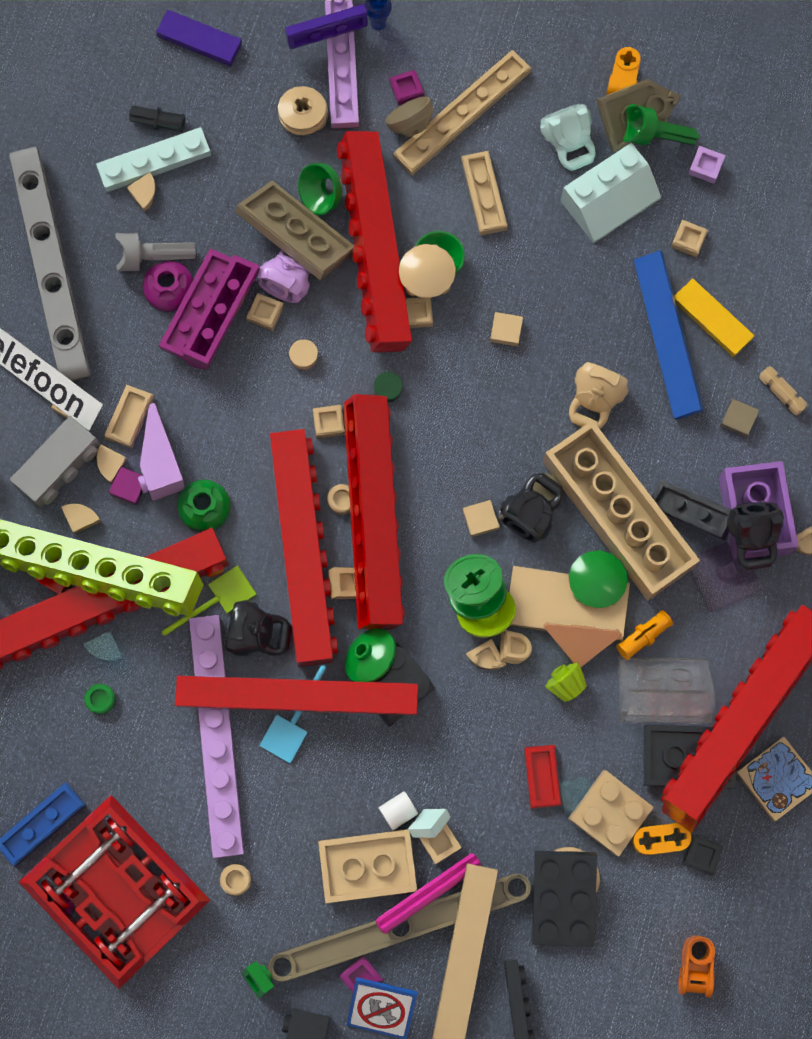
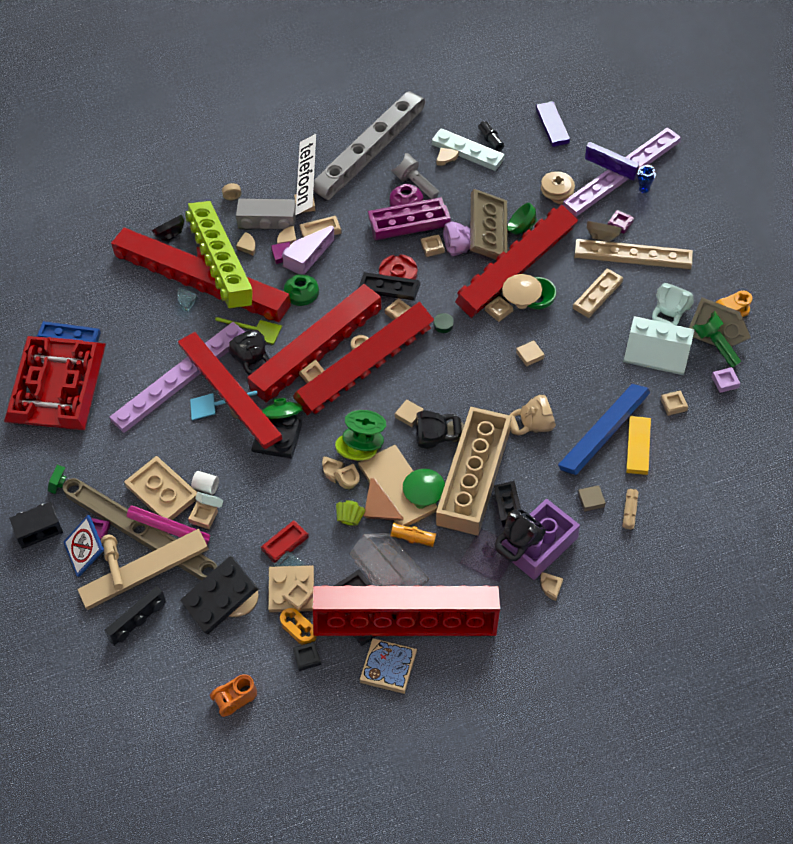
camera: 55 degrees right, 20 degrees down
(100, 699) = (157, 315): green tile -> none
(235, 879) = (105, 436): tan tile -> none
(270, 378) = (399, 266): none -> red tile
(290, 406) = (391, 286): none -> black plate
(303, 354) = (425, 276): tan tile -> none
(403, 978) = (111, 555): none -> tan pin
(633, 814) = (298, 595): none -> tan tile

